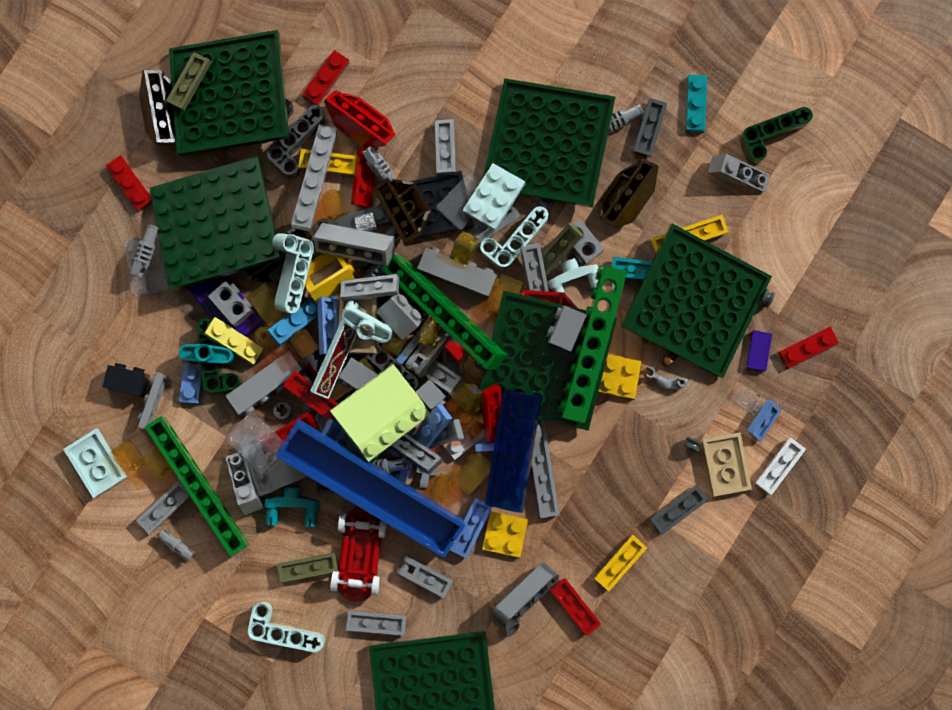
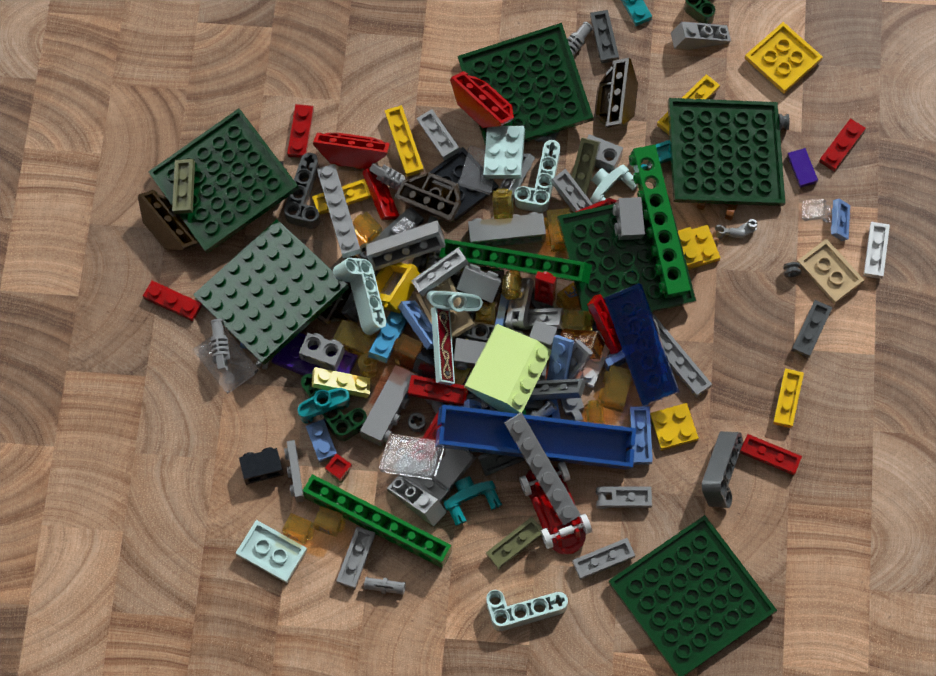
camera: 25 degrees left, 15 degrees down
(192, 416) = (338, 467): none -> red plate
(359, 521) = (542, 468): none -> light grey plate
(412, 136) = (404, 141): none -> yellow plate
(499, 137) = (481, 101): none -> red wedge
(803, 234) = (783, 57): none -> yellow plate

